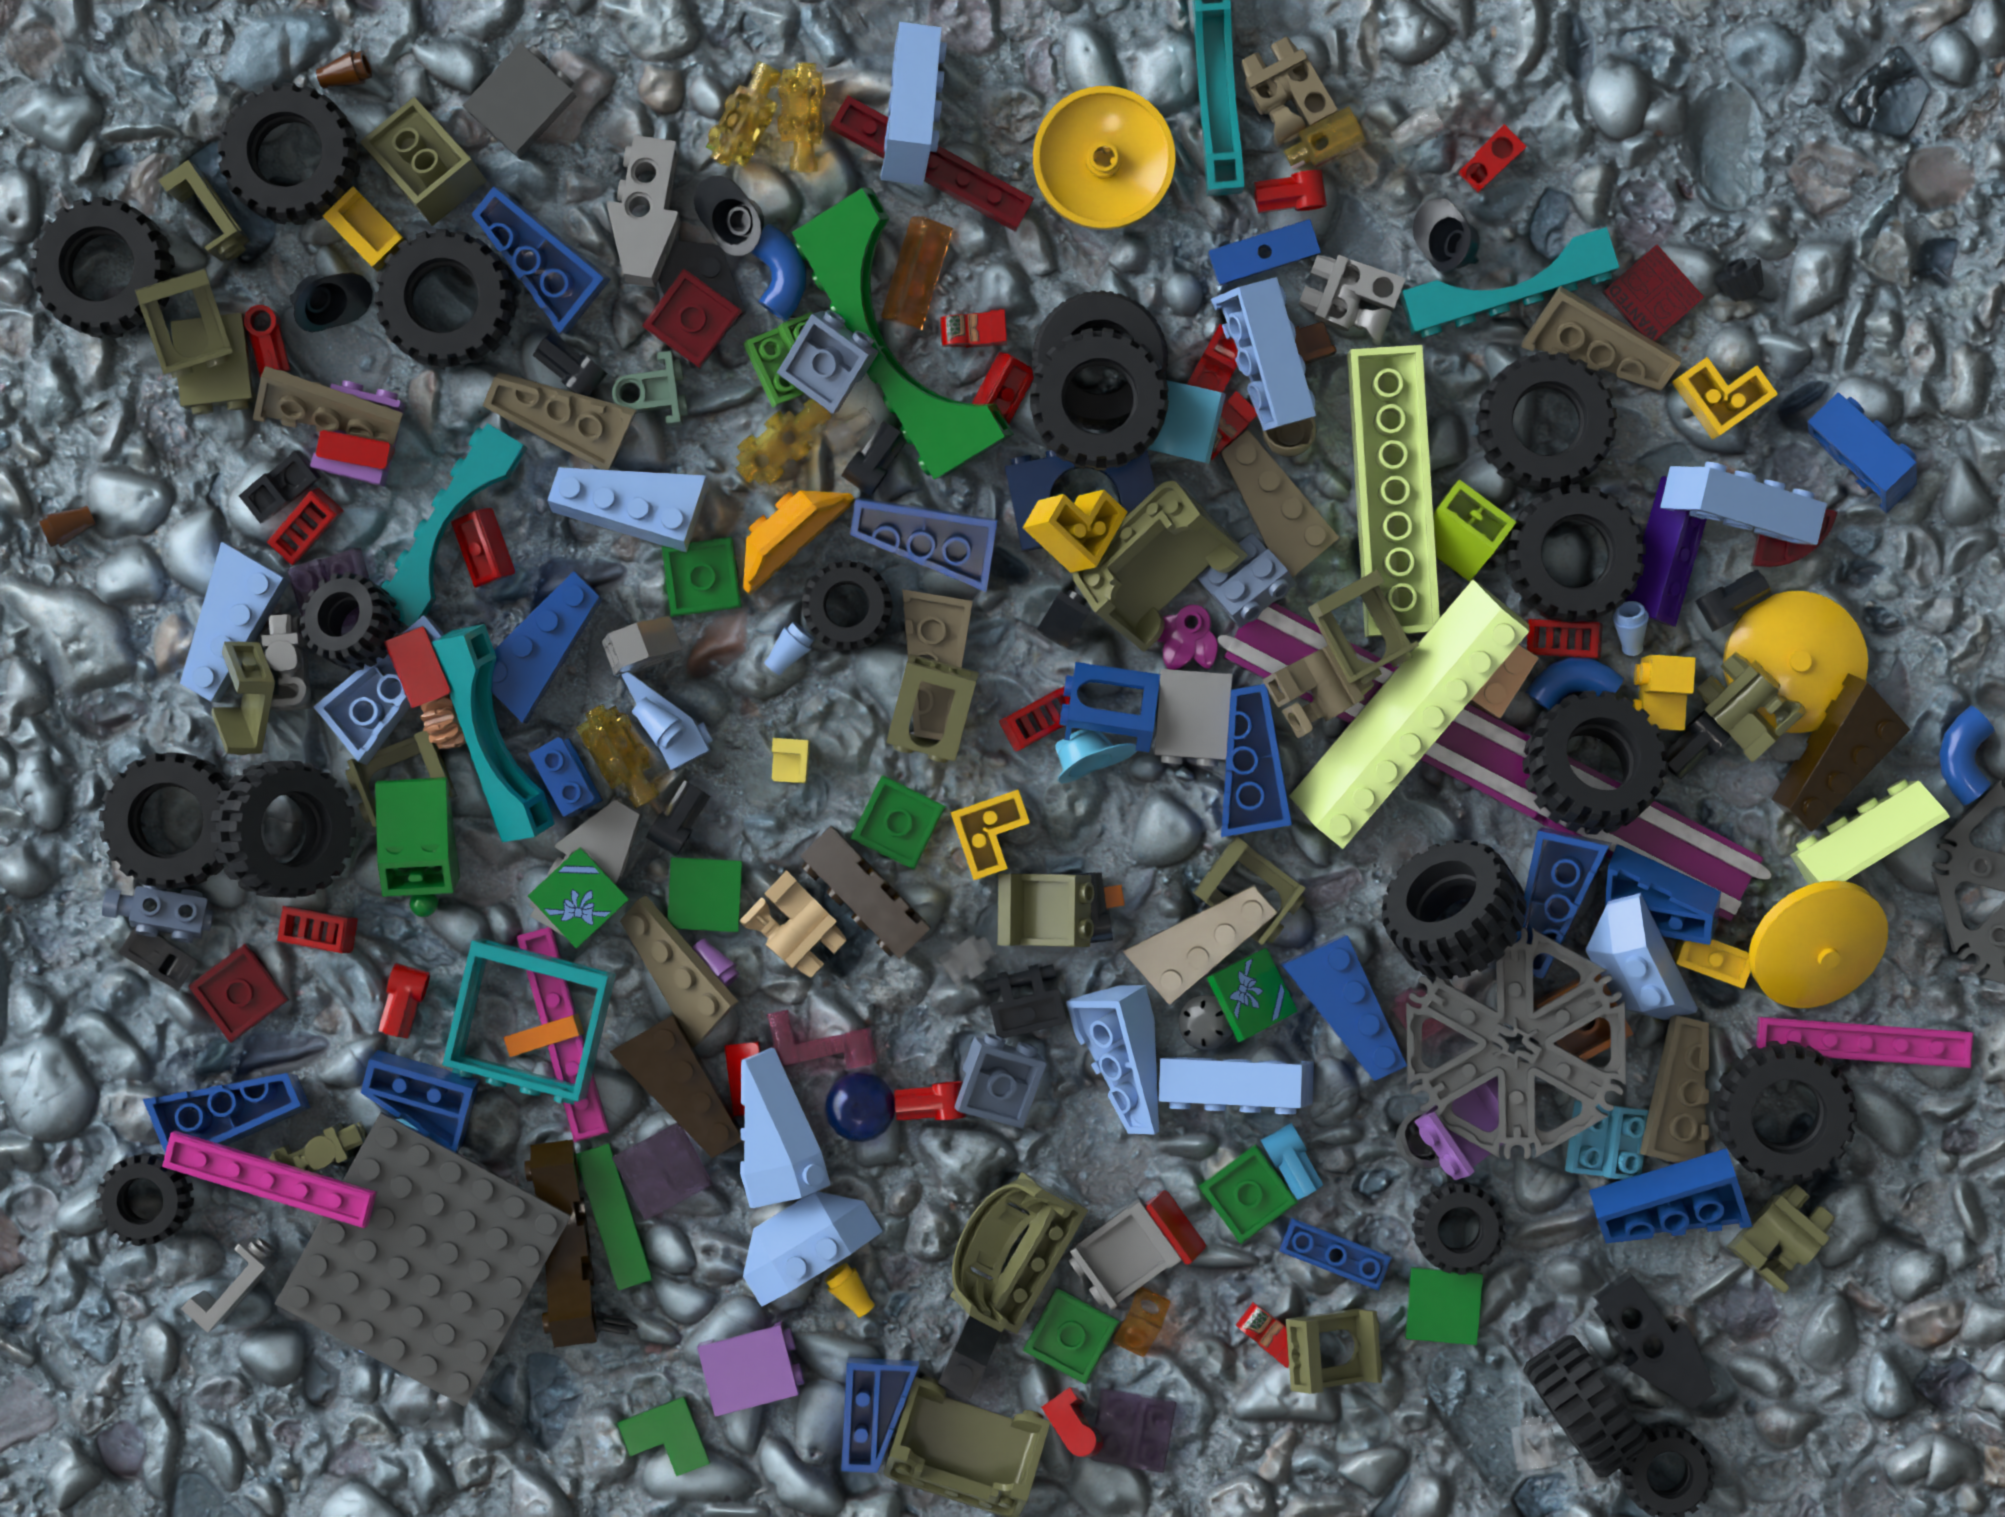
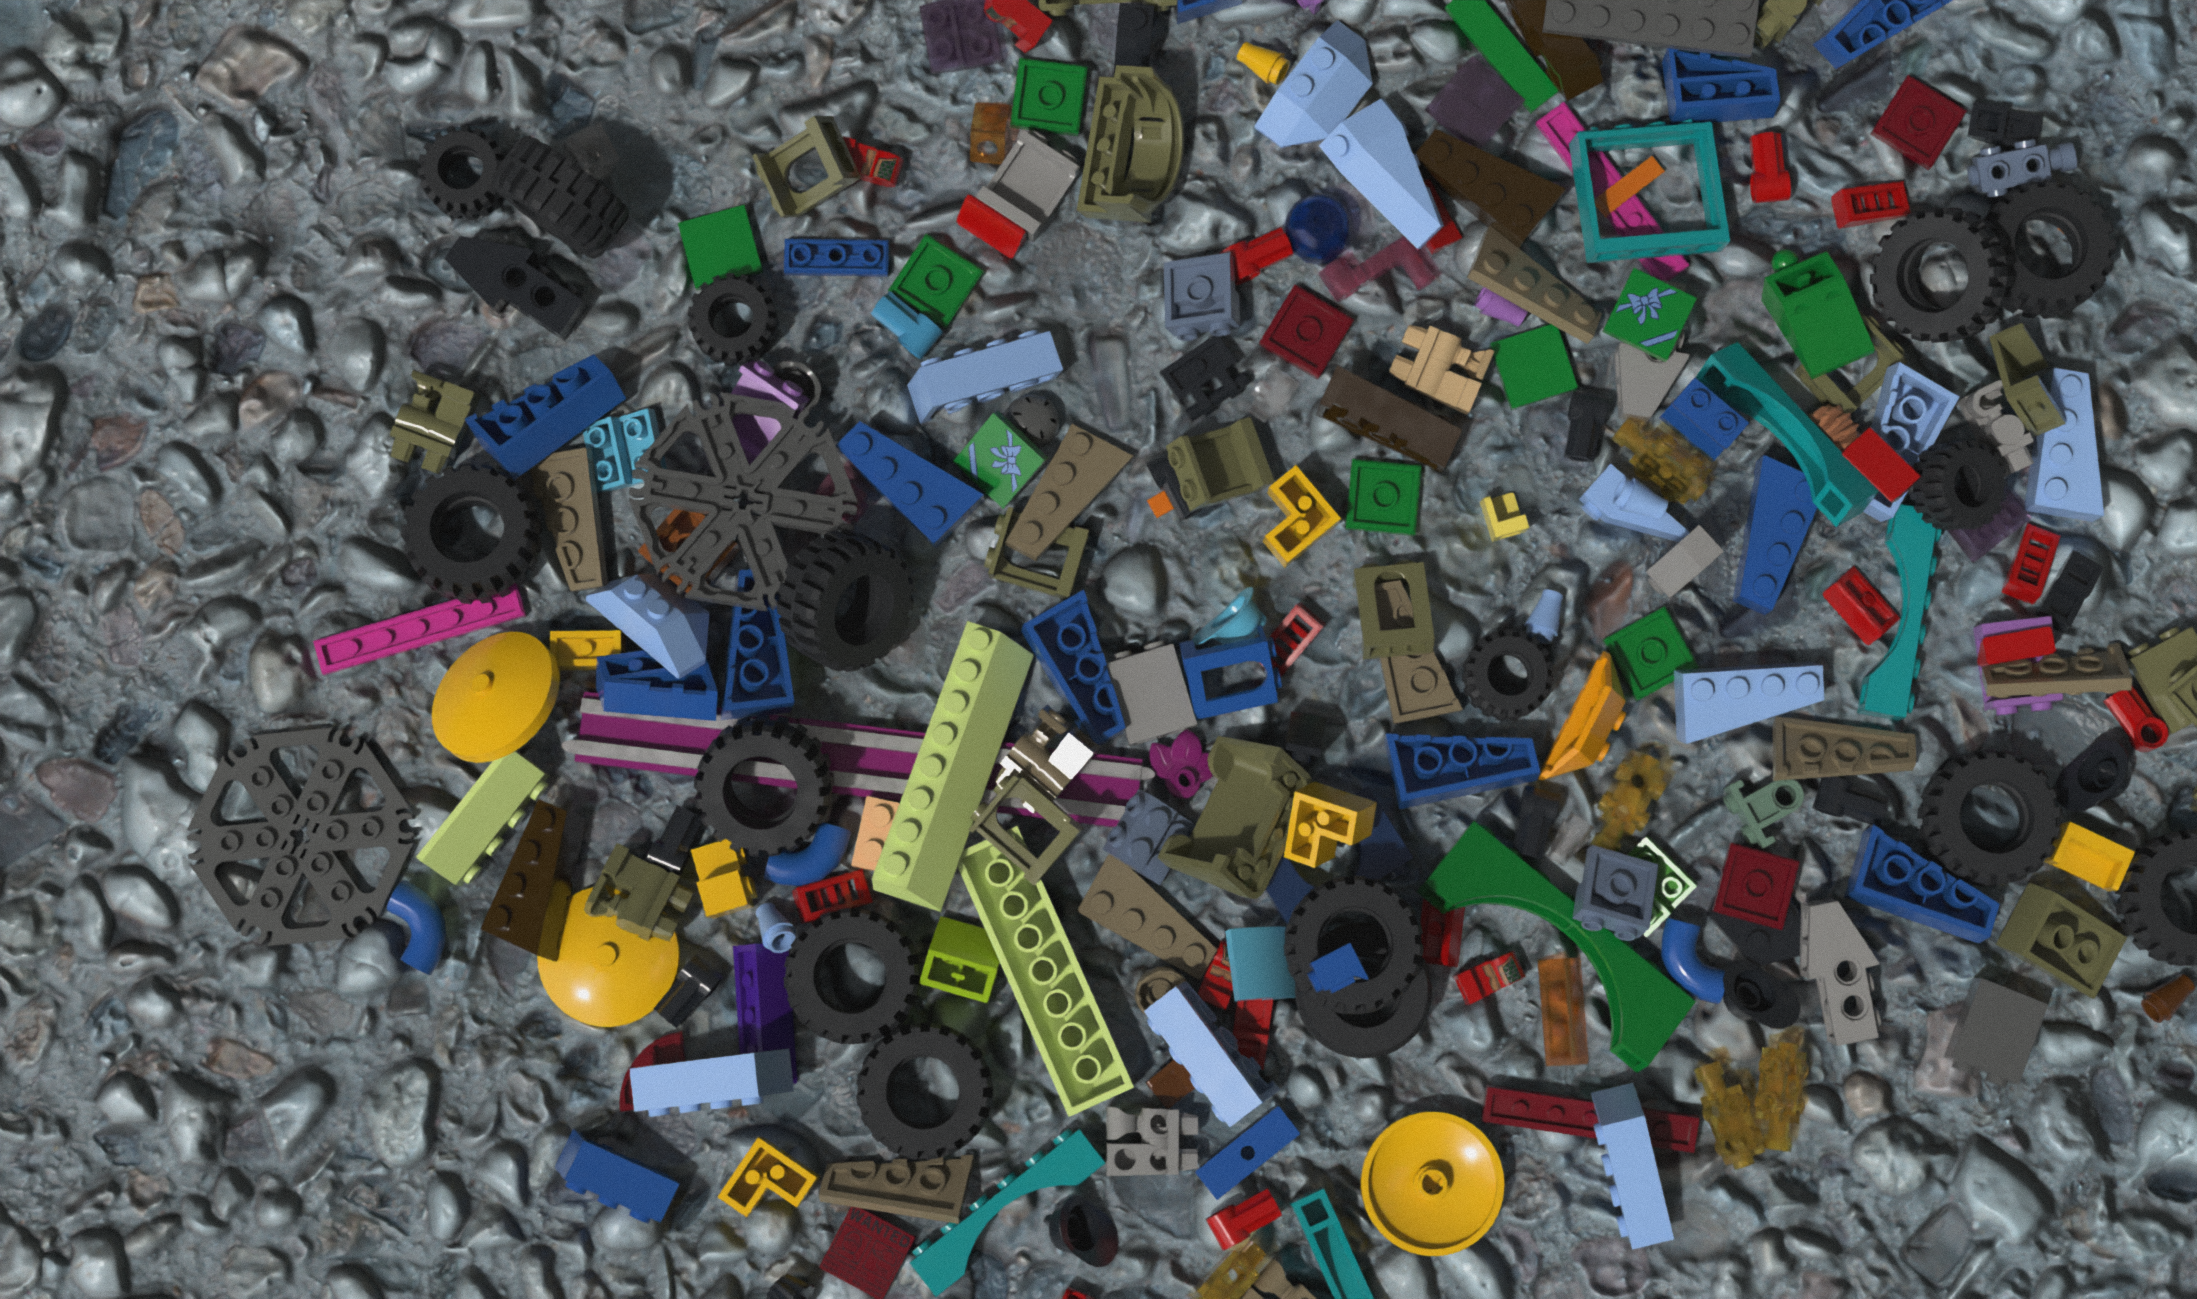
camera: 160 degrees right, 5 degrees down
(910, 1010) = (1306, 332): none -> dark red tile
(1121, 1039) = (1103, 376): light blue wedge -> none
(1128, 377) = (1336, 970): none -> blue window

